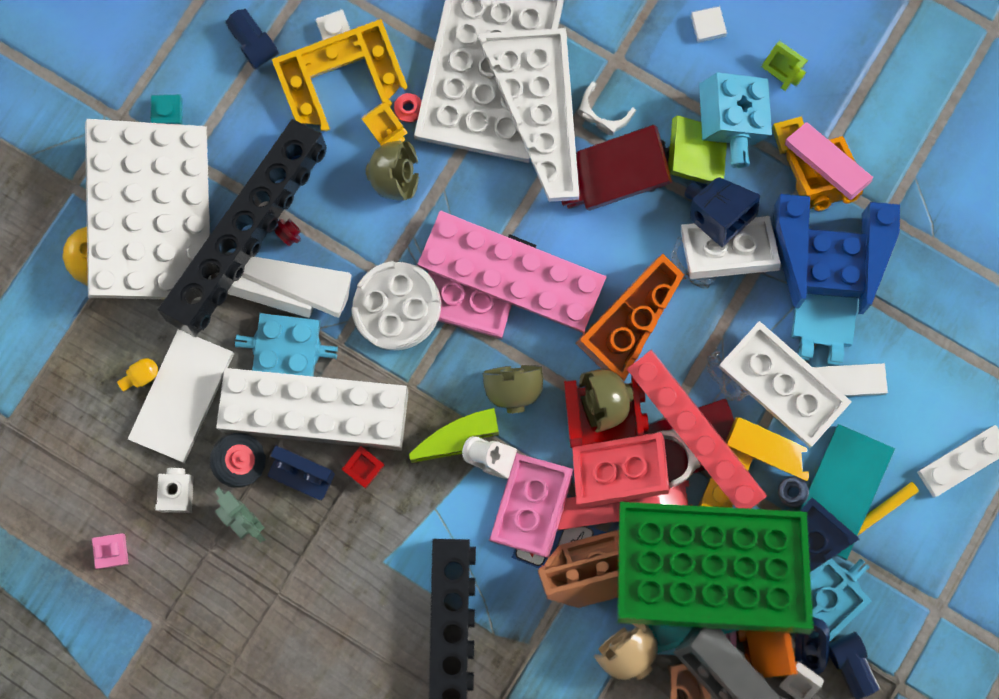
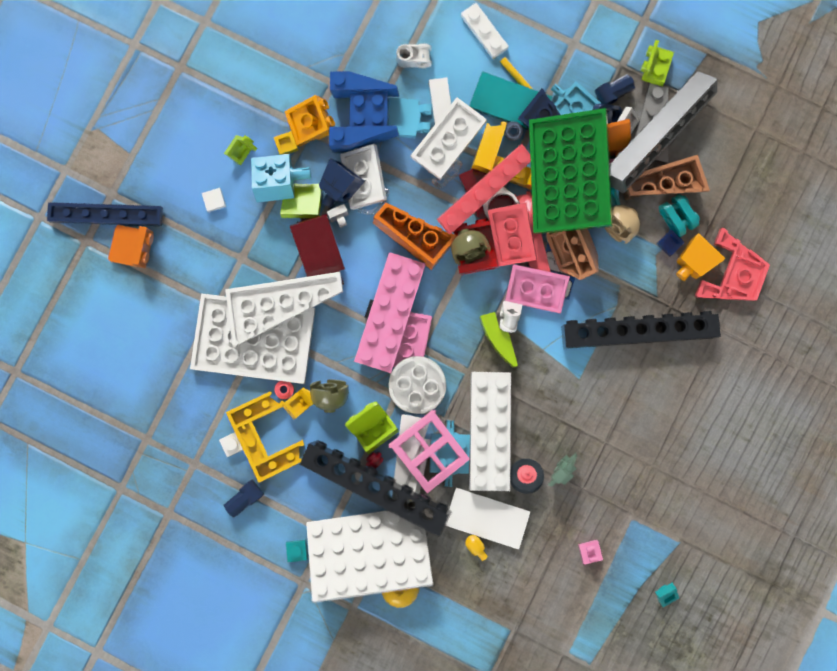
camera: 90 degrees left, 5 degrees up
(28, 664) = (667, 594): none -> teal plate
(182, 500) = (558, 514): white brick -> none
(289, 311) = (429, 451): none -> bright pink window
(300, 473) = (531, 435): dark blue bracket -> none
(338, 230) = (371, 427): none -> lime bracket
(363, 467) = (523, 396): red plate -> none
(513, 386) = (464, 305): olive cylinder -> none
(607, 126) = (287, 261): white cap -> none
(672, 205) = (338, 214): none -> white tile
(828, 160) = (303, 117): bright pink tile -> none
(924, 345) = (415, 55): none -> white piece

